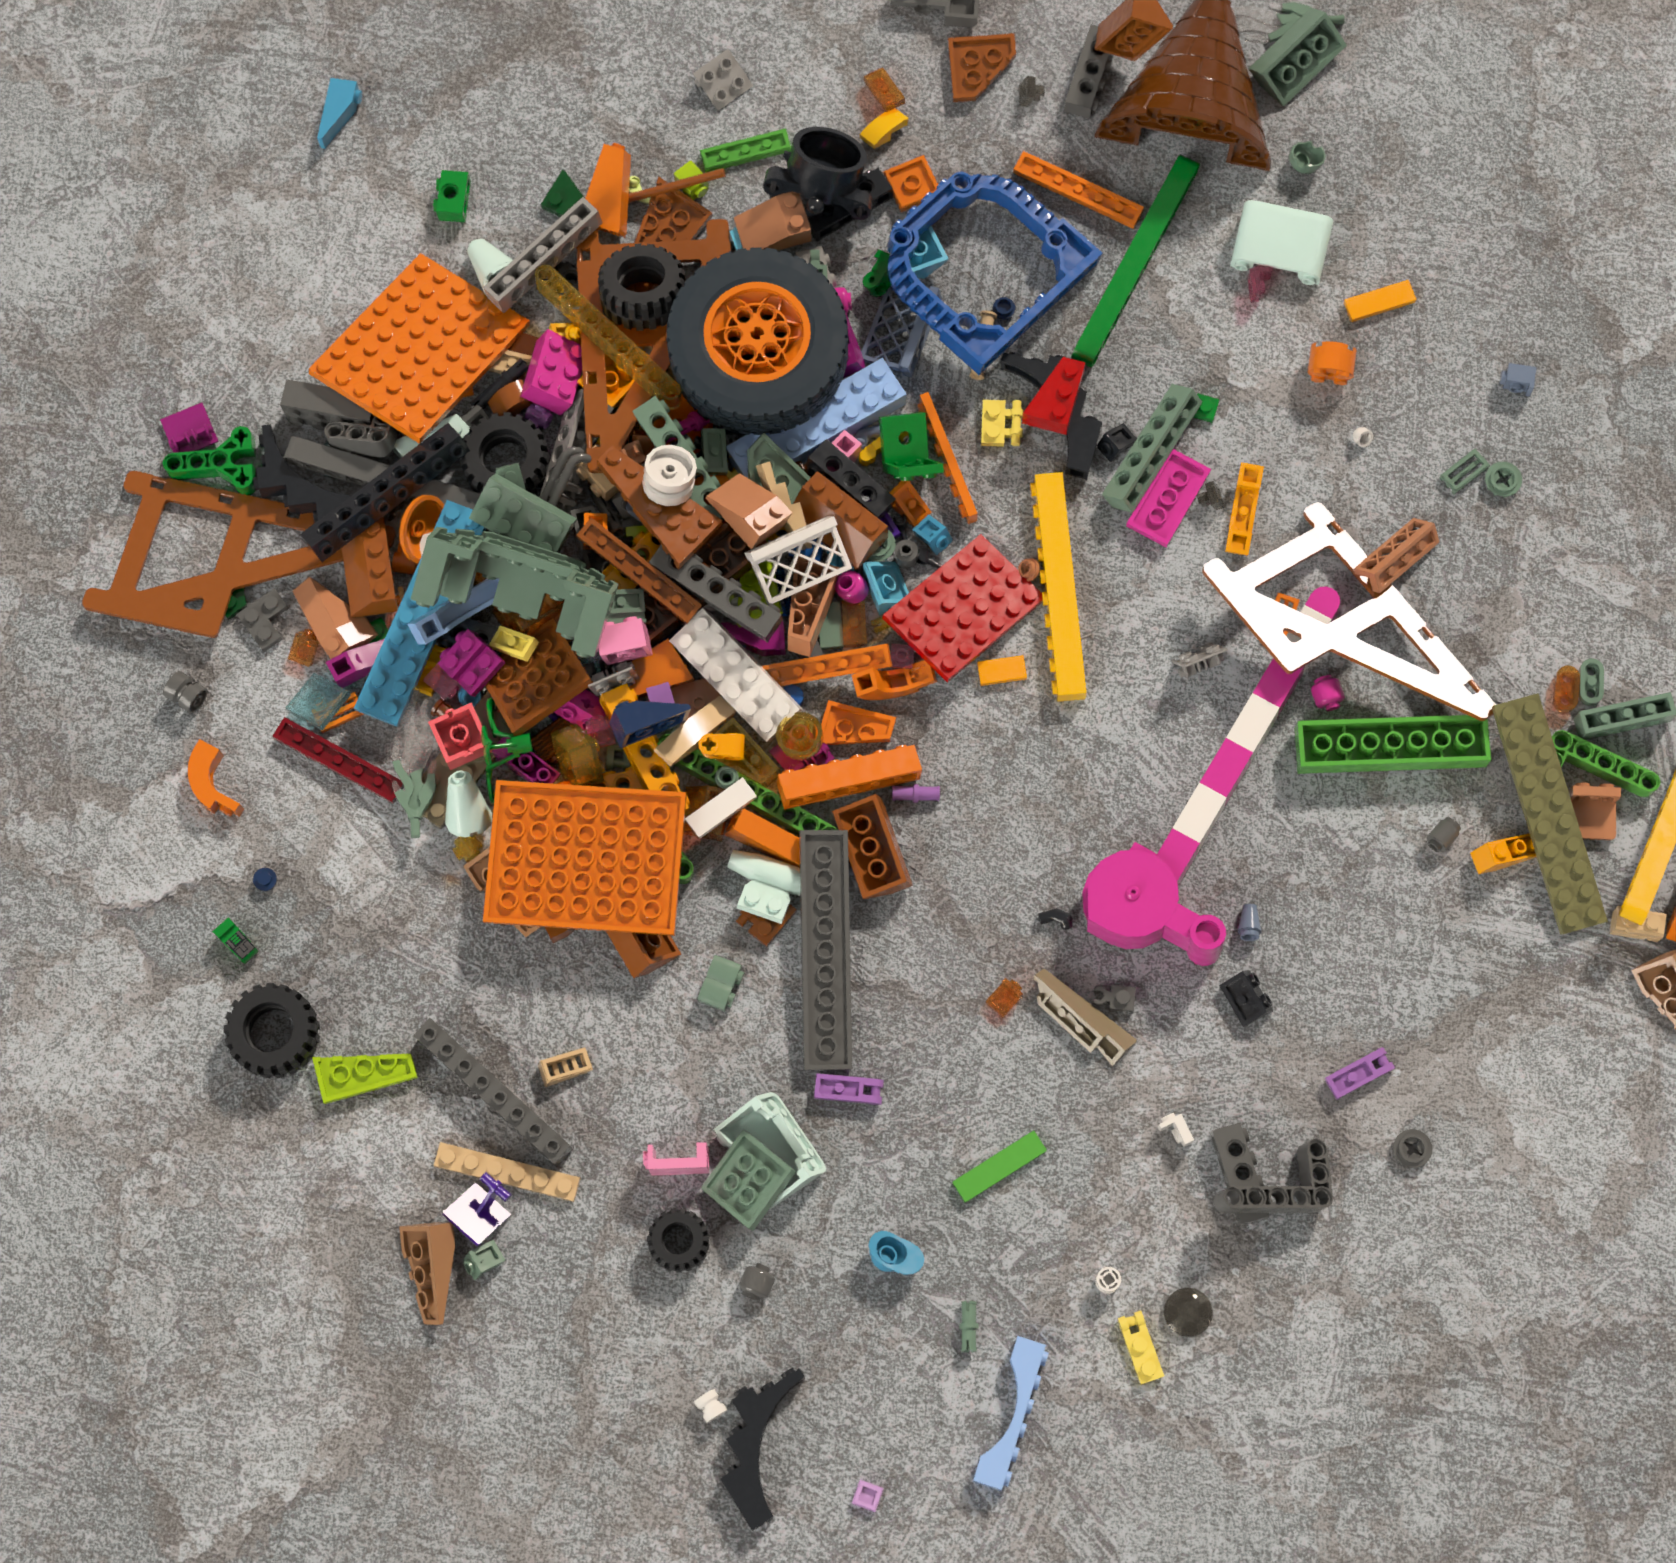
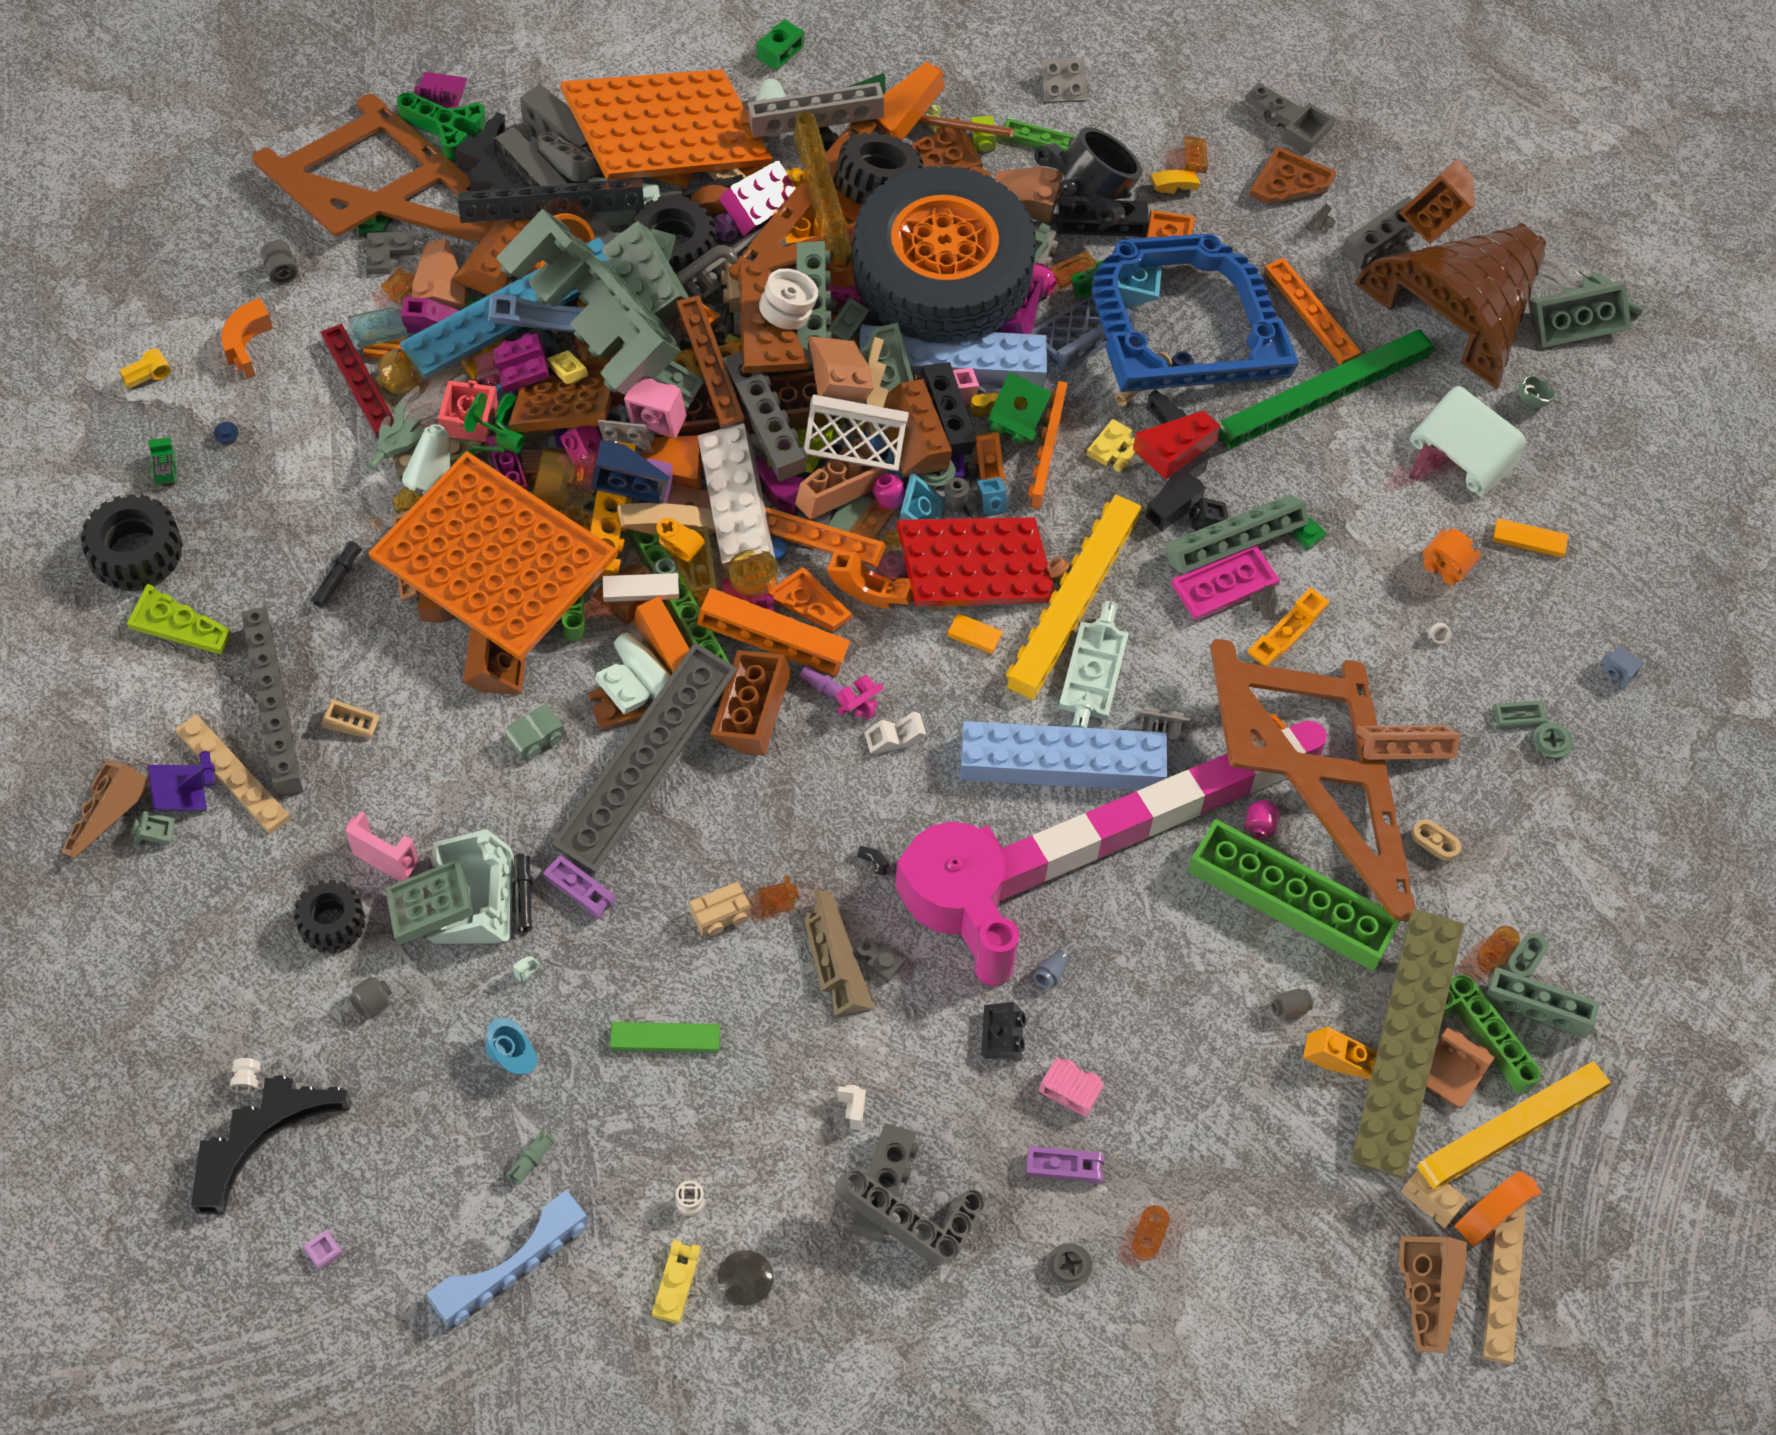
camera: 25 degrees right, 15 degrees down
(154, 859) = (150, 366): none -> yellow piece
(369, 736) = (396, 373): none -> clear yellow cylinder
(456, 946) = (340, 567): none -> black pin
(620, 773) = (577, 514): none -> clear yellow gear
(810, 1124) = (522, 881): none -> black pin
(856, 1181) = (525, 968): none -> light aqua tile
(857, 268) = (1065, 270): none -> clear orange plate
(956, 789) = (849, 701): none -> dark pink hips
(969, 1038) = (720, 909): none -> tan brick
(1000, 800) = (890, 736): none -> white slope
(1116, 643) = (1094, 668): none -> light aqua plate
(1143, 737) = (1062, 756): none -> light blue brick
(1326, 1009) = (1072, 1086): none -> bright pink brick
(1451, 1084) = (1150, 1231): none -> clear orange plate
(1466, 625) = (1436, 840): none -> tan plate

